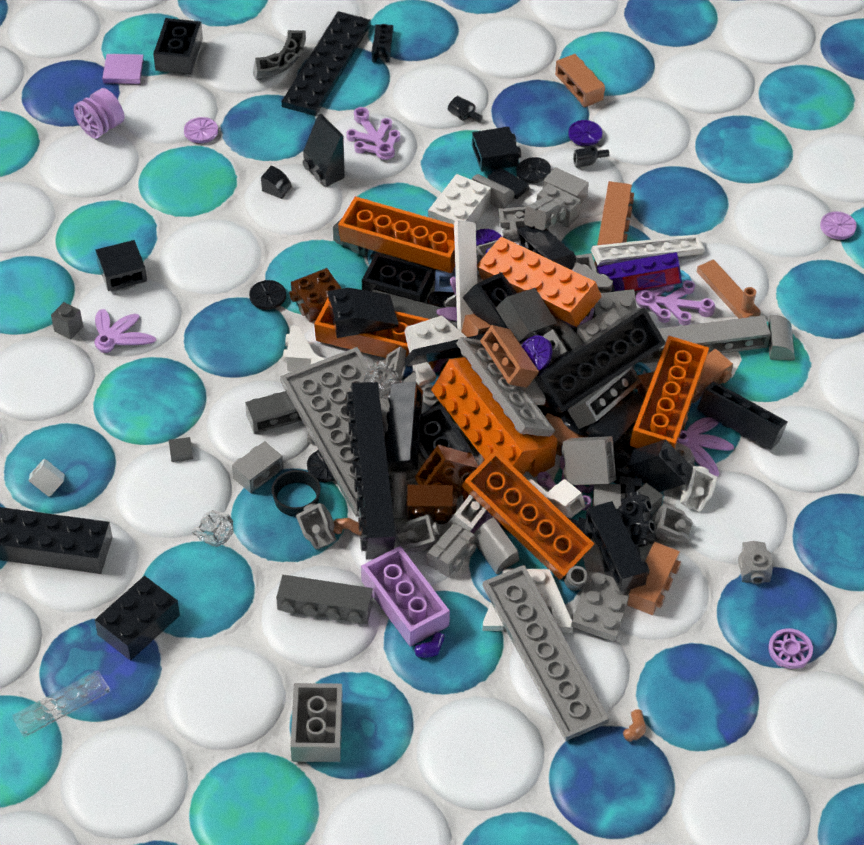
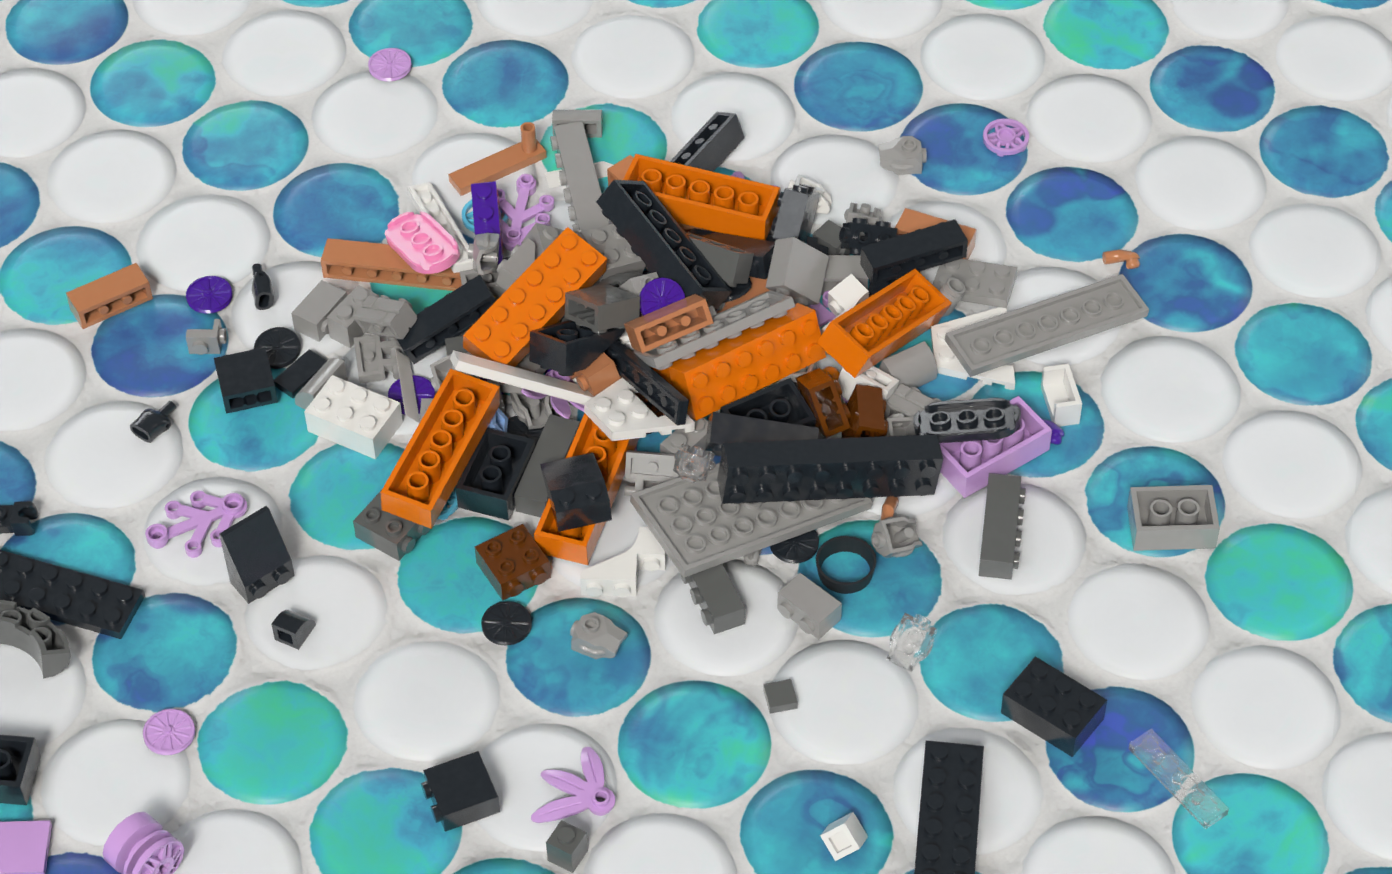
camera: 90 degrees left, 0 degrees up
(246, 340) = (596, 636): none -> light grey hand
(420, 569) = (968, 420): none -> black tile
(464, 659) = (1061, 395): none -> white panel
(493, 233) = (407, 386): none -> white sticker
(539, 134) = (206, 340): none -> light grey bracket
(595, 255) = (484, 253): none -> light grey hand
(620, 231) = (422, 242): none -> bright pink tile

